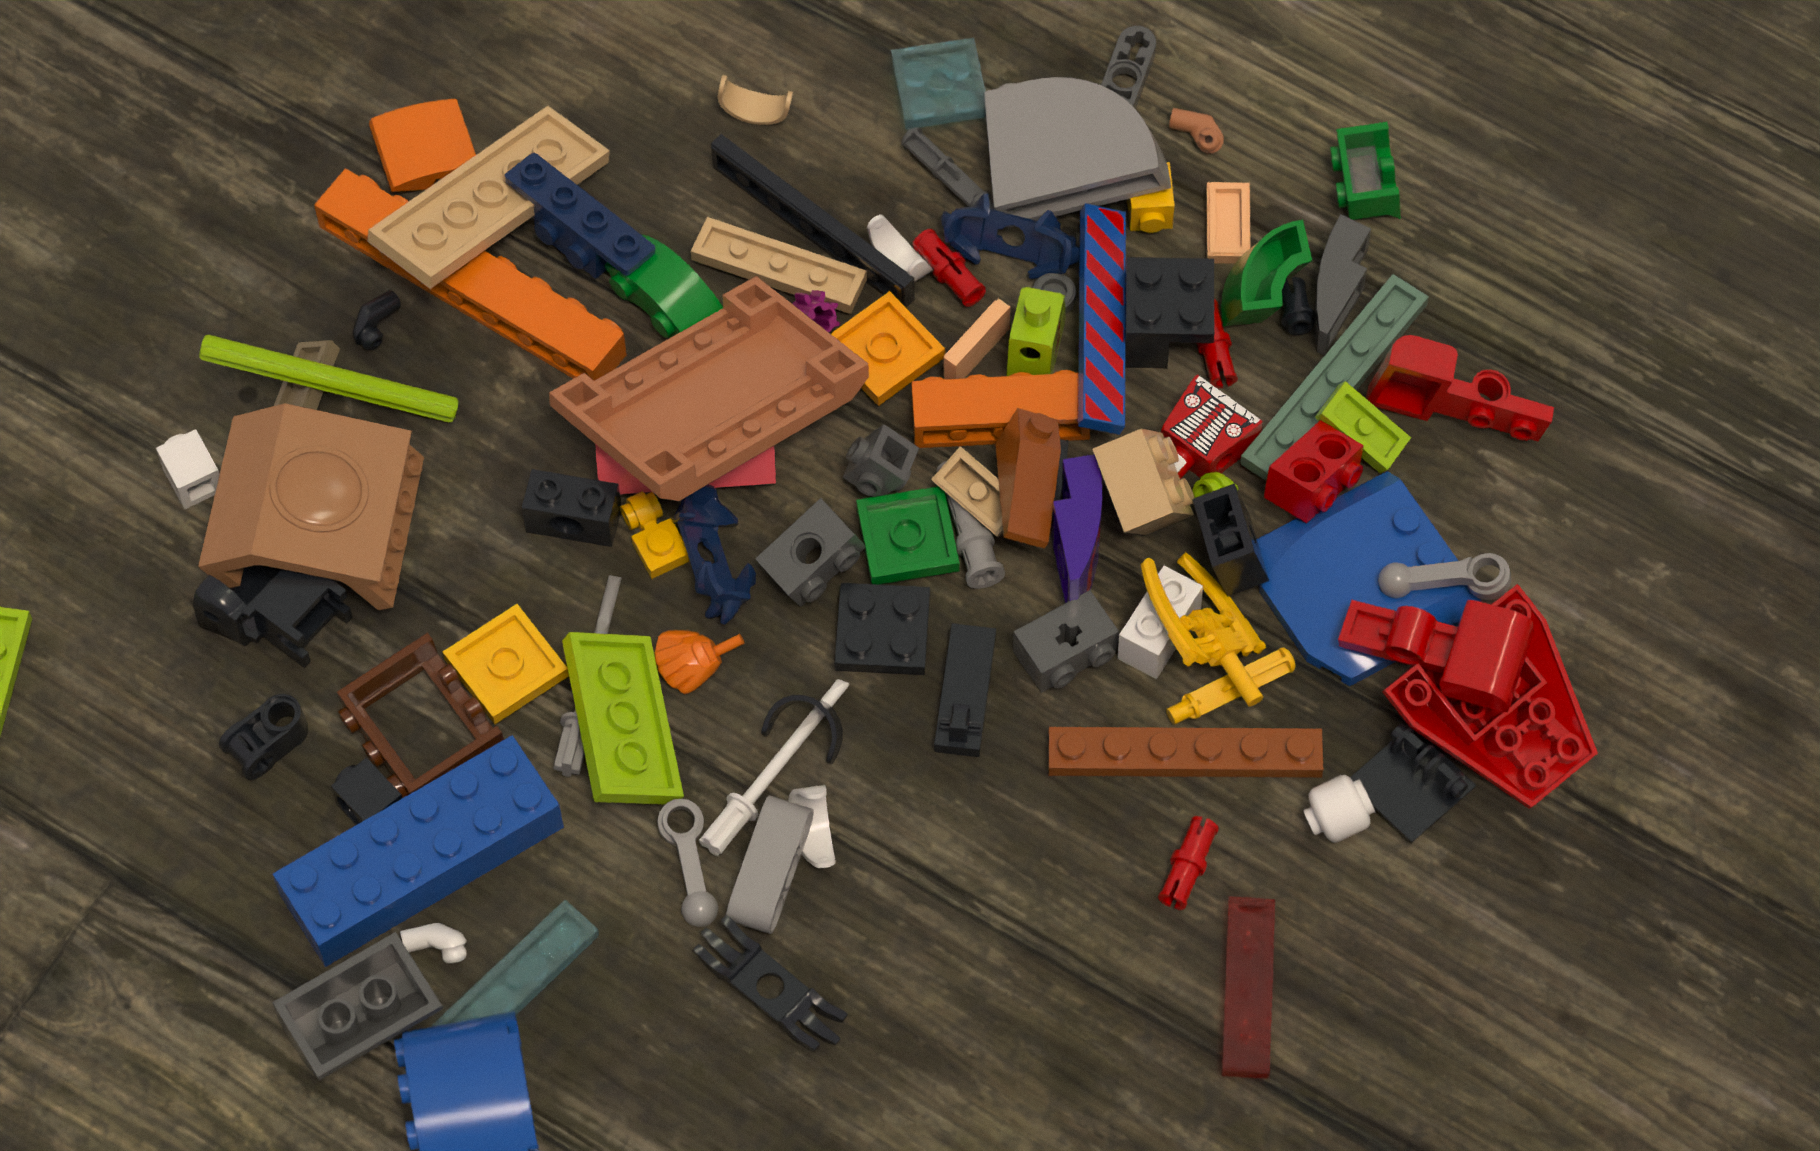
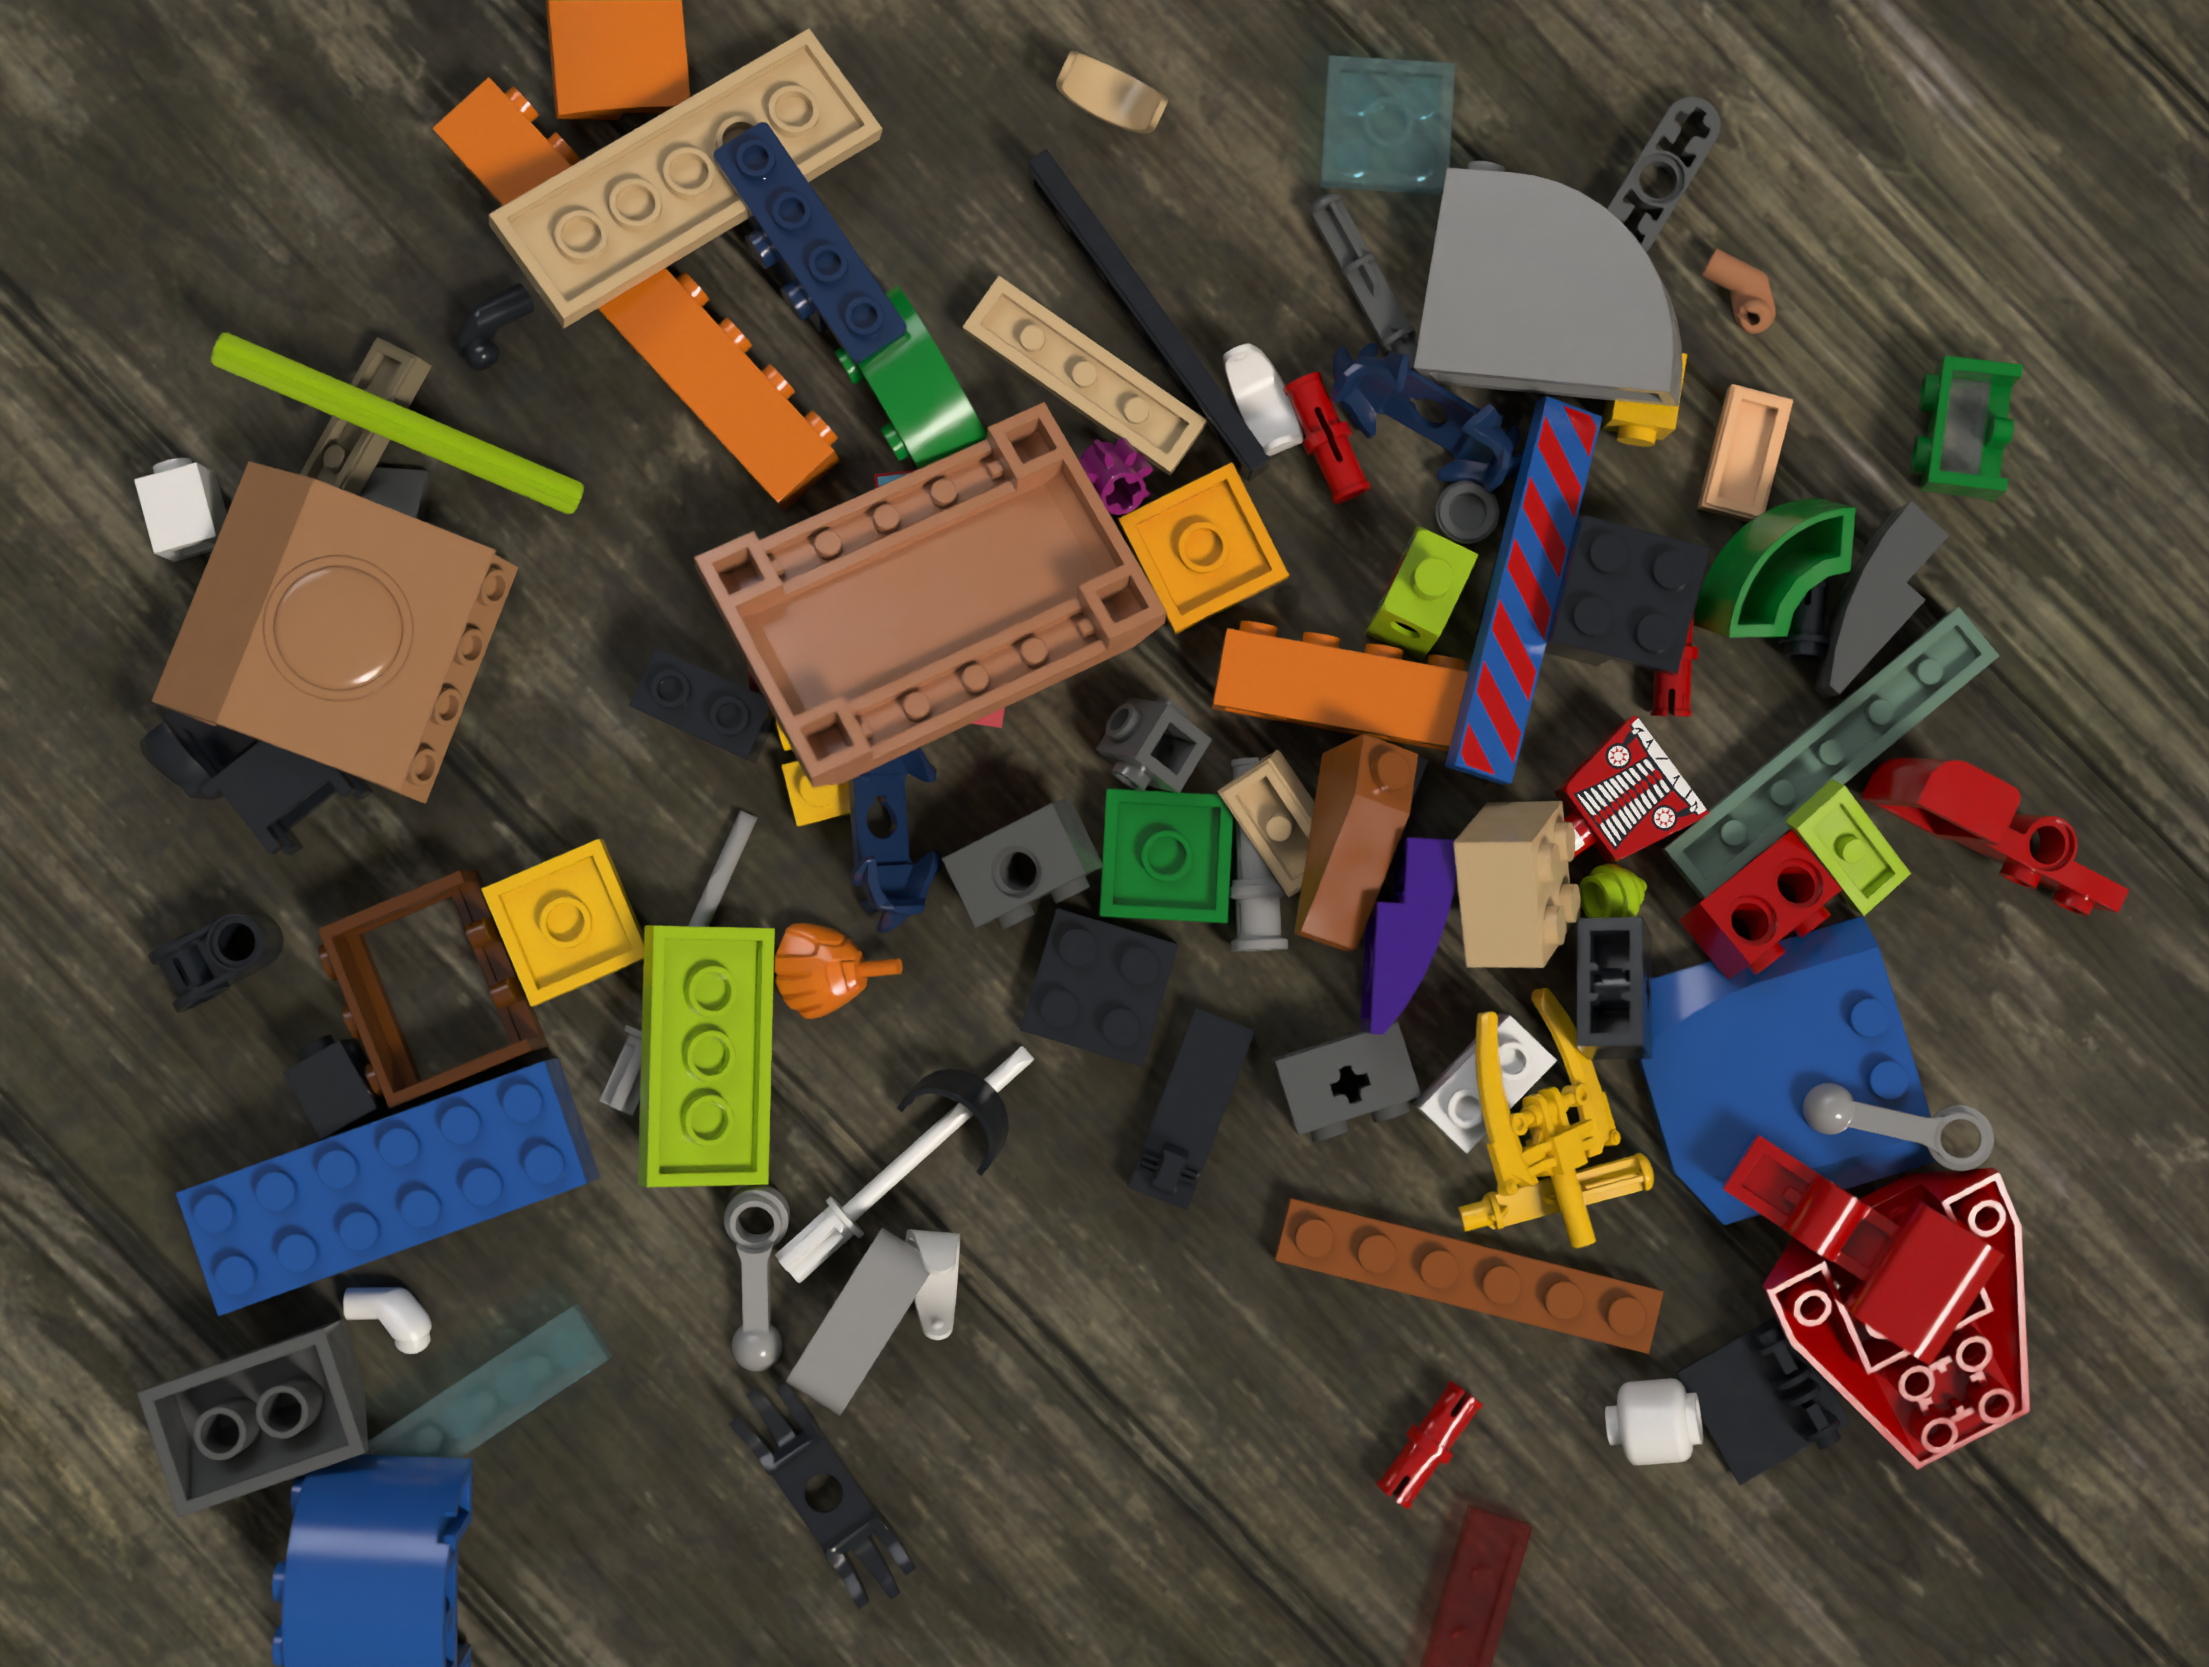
camera: 10 degrees right, 25 degrees up
(977, 341) = (1336, 572): light nougat tile -> none

